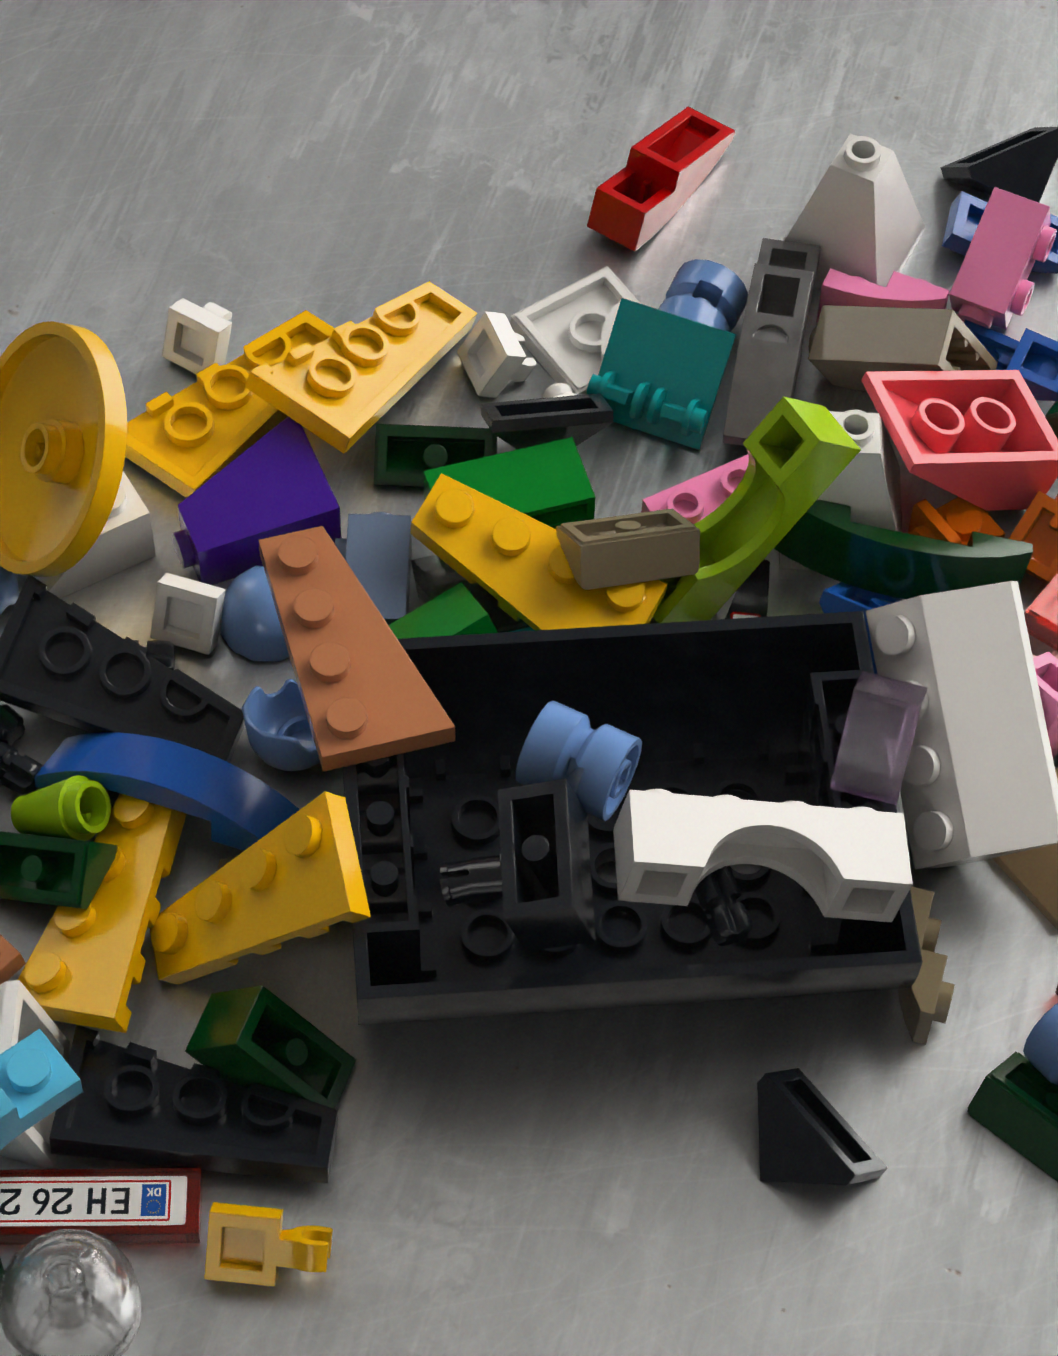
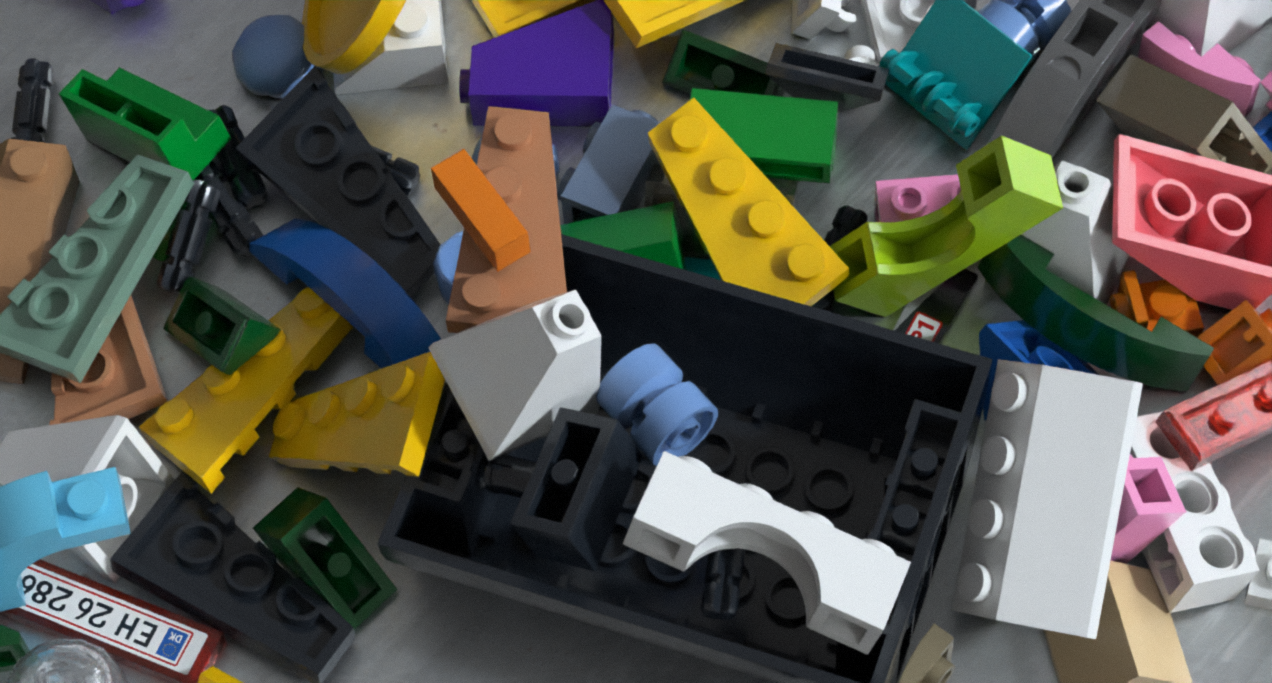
camera: 30 degrees right, 5 degrees up
(66, 809) = (256, 281): lime cone -> none
(187, 613) = (439, 137): white tile -> none
(312, 635) = (481, 210): none -> orange piece
(442, 763) = (522, 369): none -> white slope
(630, 548) = (825, 224): dark tan slope -> none
(878, 737) = (941, 478): clear purple slope -> none

